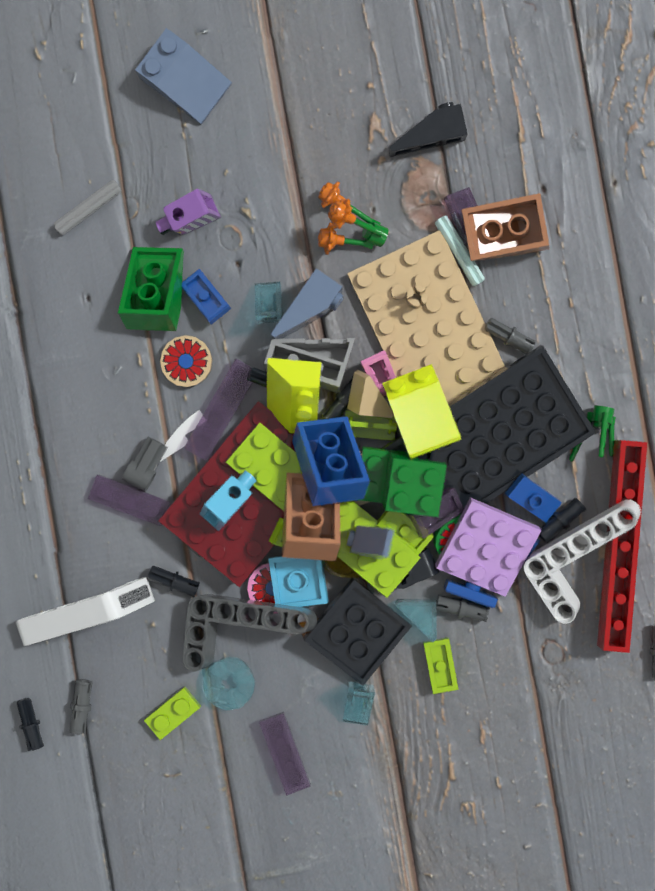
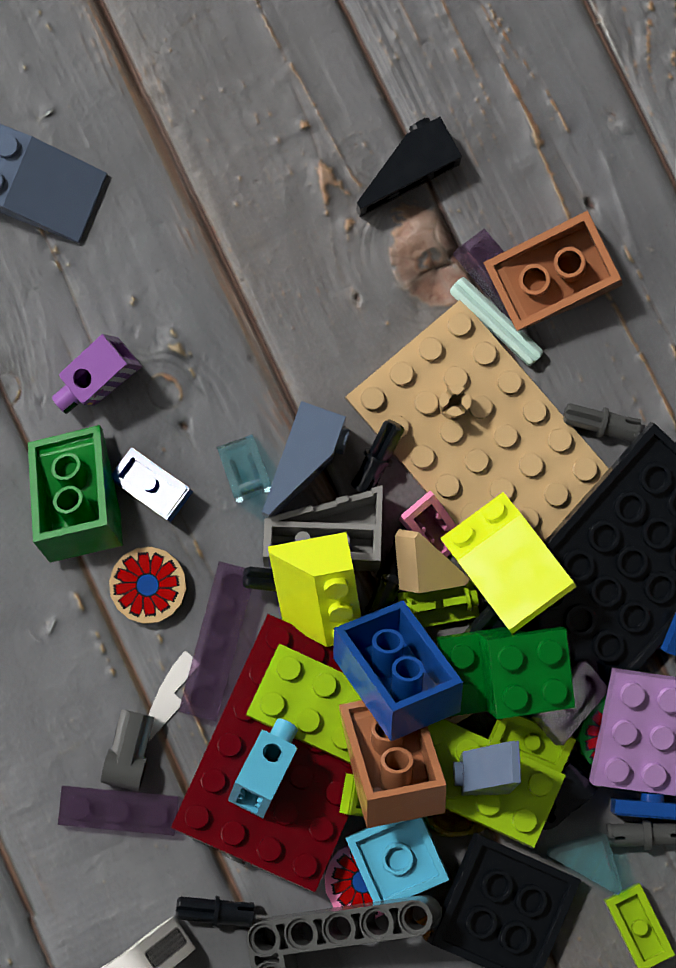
camera: 20 degrees left, 5 degrees down
(341, 213) = (315, 314): orange plant -> none
(357, 318) = (378, 456): none -> black axle

